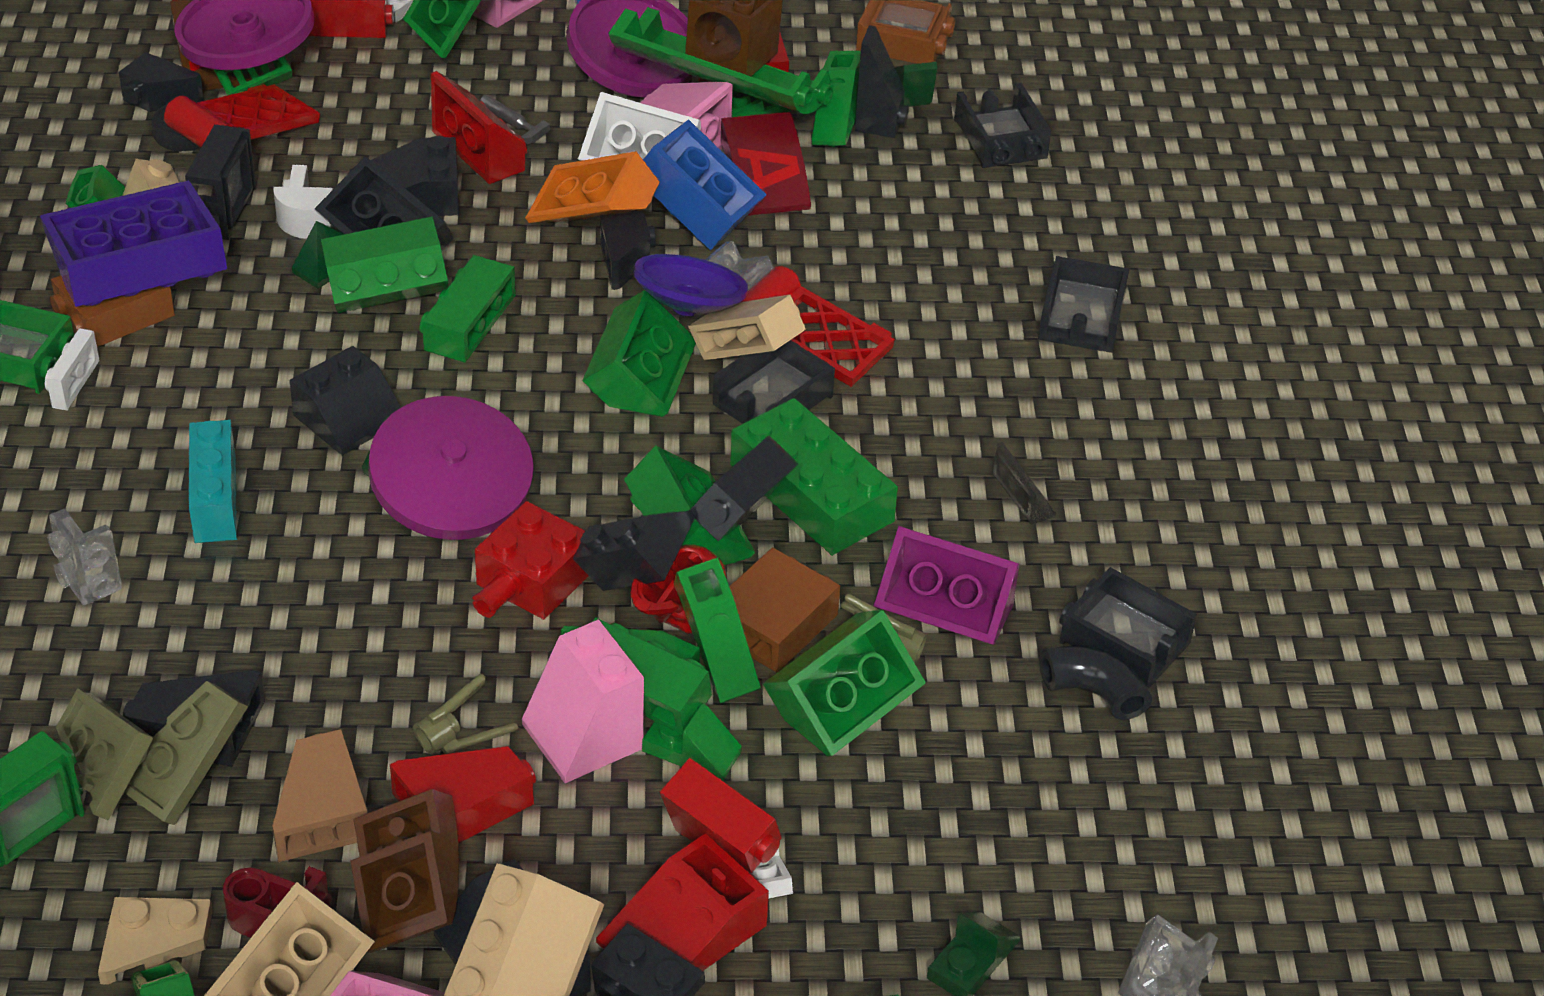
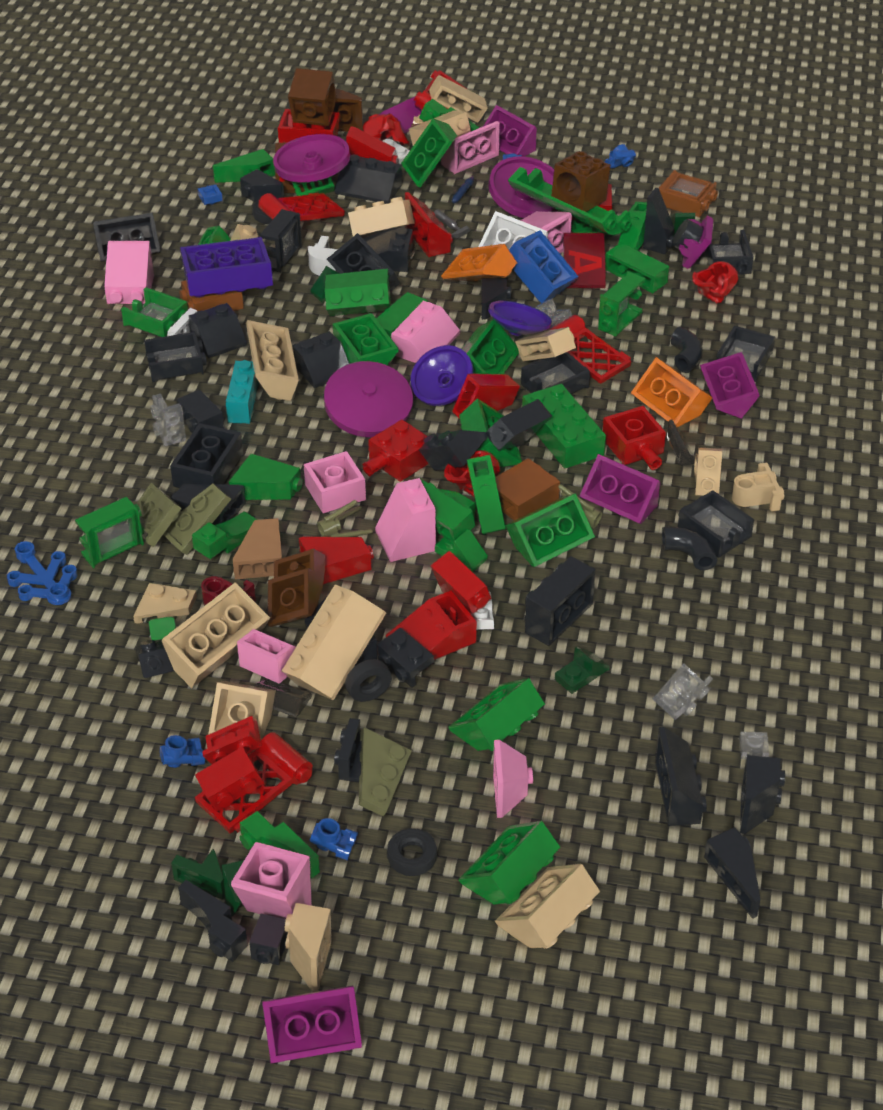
camera: 15 degrees right, 0 degrees up
(67, 106) = (210, 194): none -> blue plate
(67, 424) = (174, 356): none -> black window
(117, 48) = (240, 166): none -> green slope
(137, 365) = (217, 330): none -> black slope
(145, 536) = (200, 409): none -> black brick
(175, 622) = (207, 456): none -> black brick
(242, 777) = (222, 537): none -> green slope
(260, 411) = (273, 359): none -> tan slope
(299, 649) = (267, 479): none -> green slope
(353, 52) = (369, 179): none -> black slope
(394, 120) = (381, 216): none -> tan brick
(421, 356) = (365, 340): none -> green slope
(429, 640) = (334, 481): none -> bright pink brick
(520, 55) = (463, 189): none -> dark blue piece
(521, 331) = (424, 330): none -> bright pink slope
(564, 391) = (435, 369): none -> dark purple dish
(672, 422) = (492, 389): none -> red slope
(845, 250) = (615, 309): none -> green window
(858, 167) = (624, 259): none -> green brick
(902, 823) = (559, 600): none -> black brick
(935, 107) = (693, 239): none -> magenta piece
(947, 482) = (635, 437): none -> red brick
(980, 393) = (670, 393): none -> orange slope
(990, 304) = (690, 349): none -> black cylinder
(1000, 178) = (716, 281): none -> red head
(1081, 364) = (730, 384): none -> magenta slope
(1088, 531) = (707, 470): none -> tan pin
(1181, 552) = (758, 489): none -> tan pin

